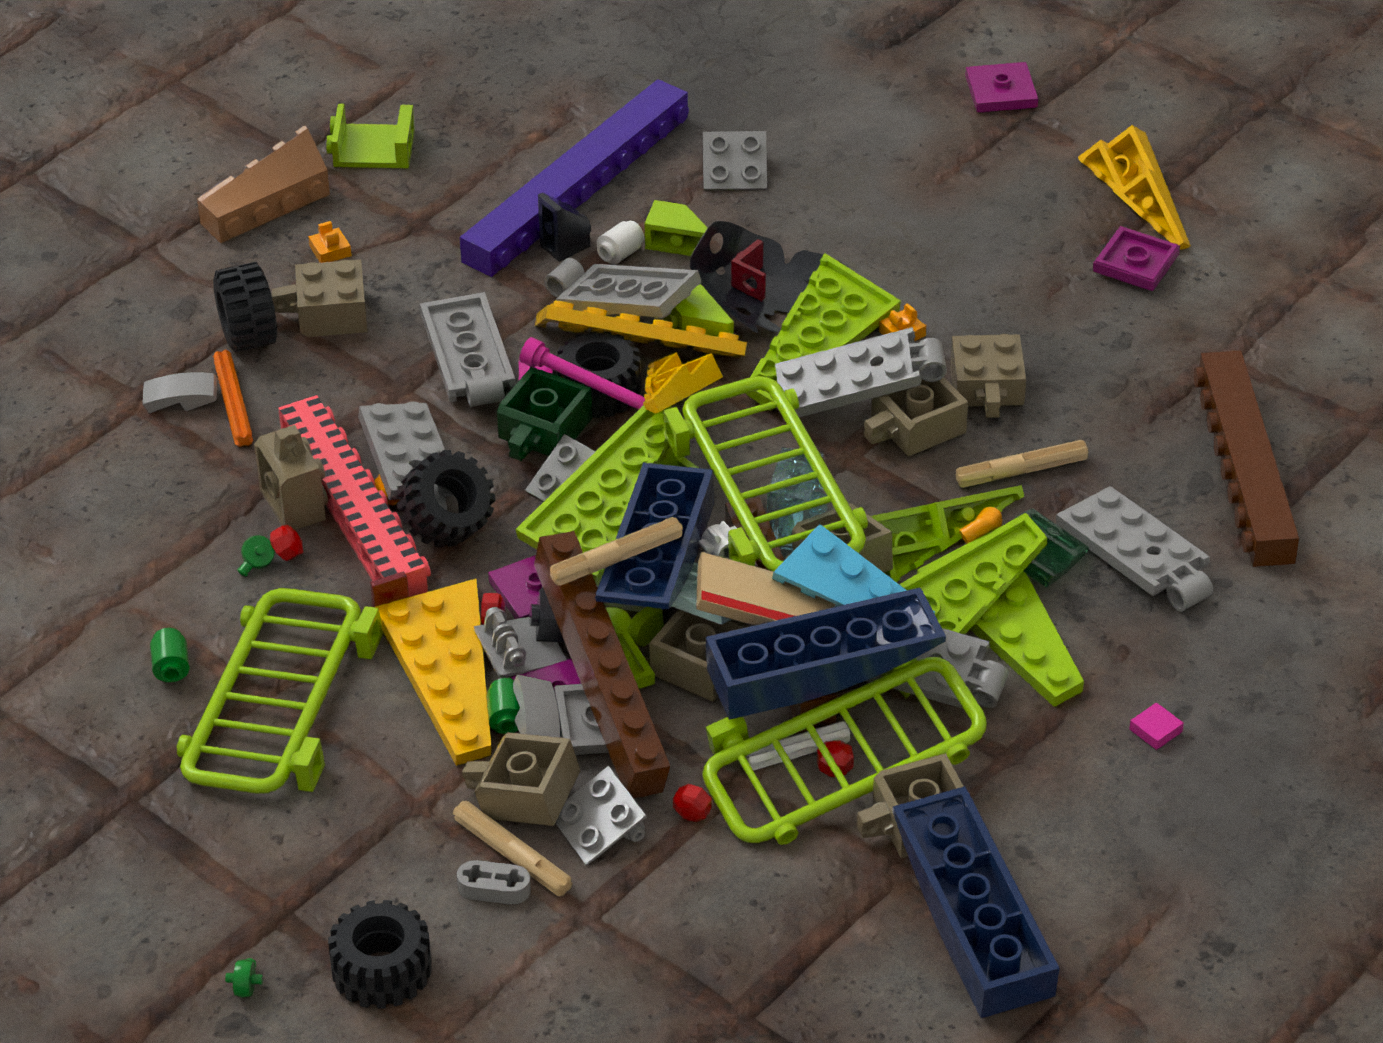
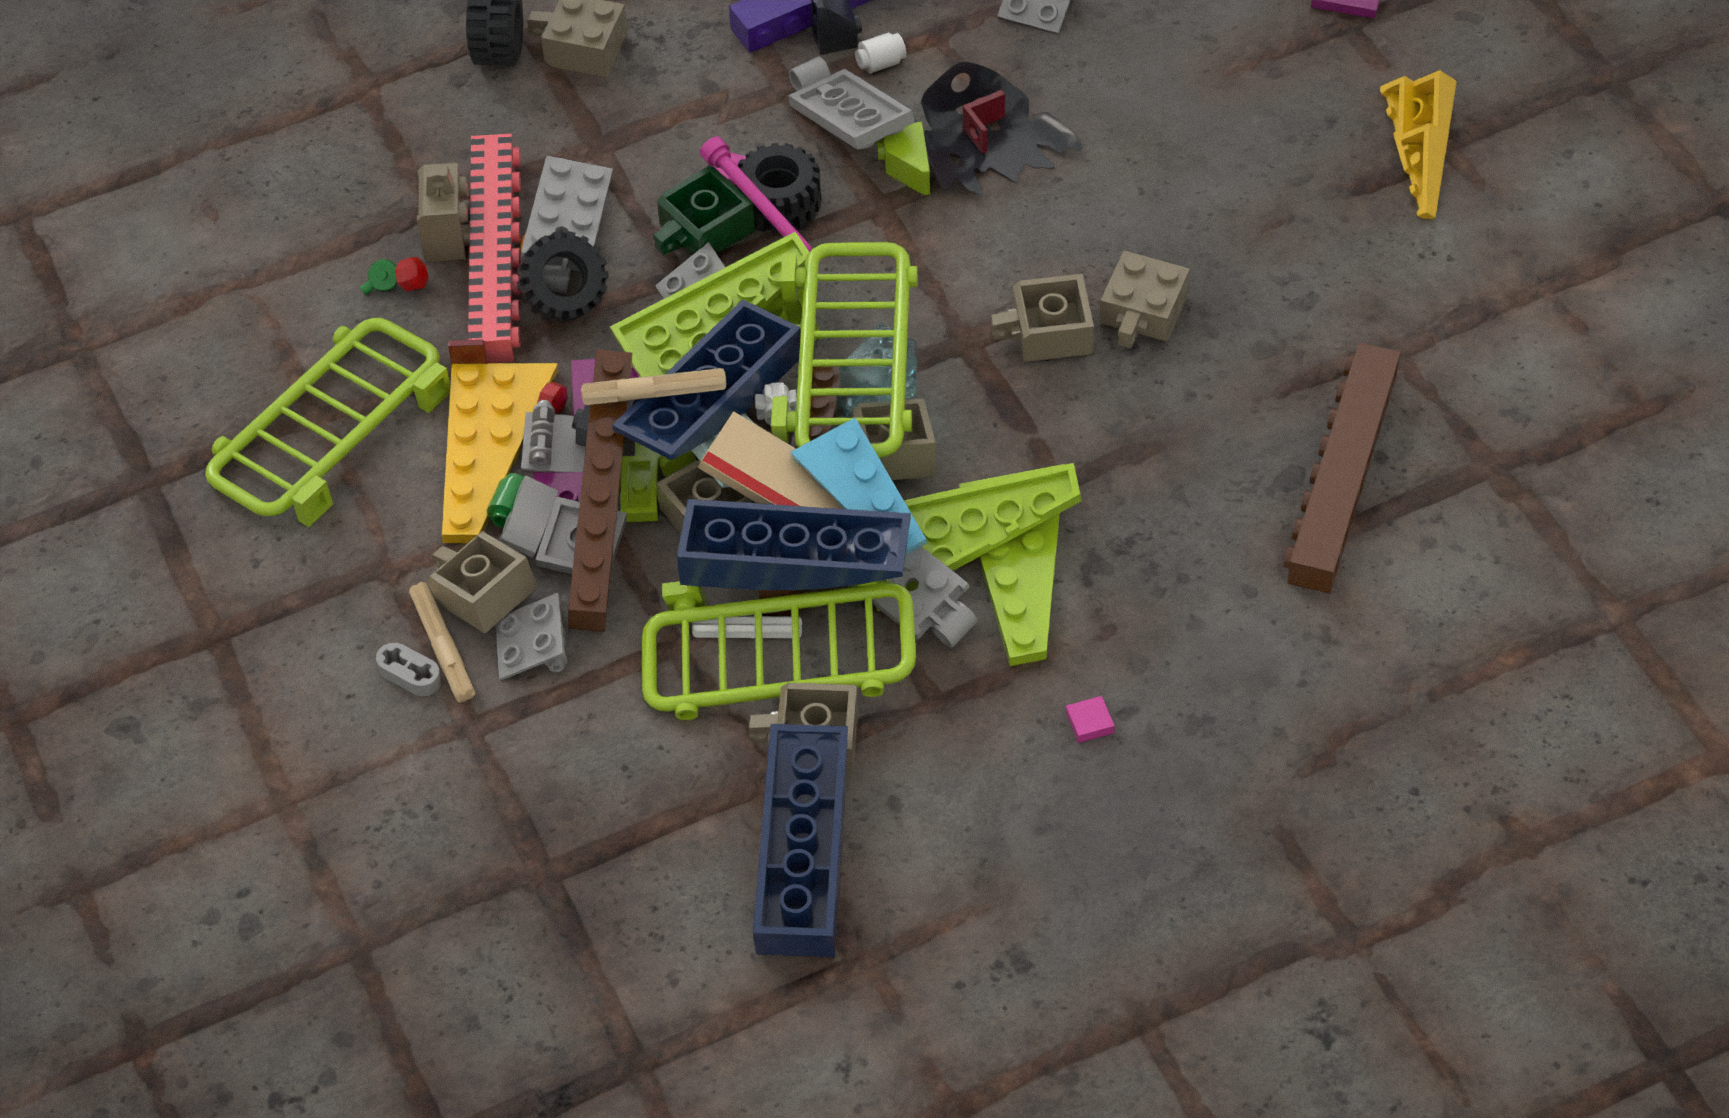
camera: 25 degrees right, 10 degrees up
(169, 655) = (253, 354): green brick -> none
(189, 389) = (409, 89): light grey slope -> none
(233, 398) = (448, 111): orange axle -> none
(244, 978) = (151, 687): green piece -> none
(386, 977) = (270, 730): black tyre -> none
(468, 348) = (680, 112): light grey hinge -> none
(635, 331) = (830, 150): yellow wing -> none
(672, 228) = (934, 51): lime slope -> none
(673, 381) = (832, 220): yellow wedge -> none
(692, 802) = (618, 652): red tile -> none
(830, 313) = (1018, 199): lime wing -> none
(842, 755) = (776, 650): red tile -> none
(849, 374) = (994, 263): light grey hinge -> none
(902, 320) = (1097, 223): light orange tile -> none
(934, 527) = (984, 445): lime wedge -> none
(986, 521) = (1053, 454): light orange arm -> none
(1021, 463) = (1125, 404): tan axle -> none
(1058, 555) = (1102, 503): clear green slope -> none
(1136, 258) = (1368, 216): magenta plate -> none
(1139, 547) = (1178, 508): light grey hinge -> none

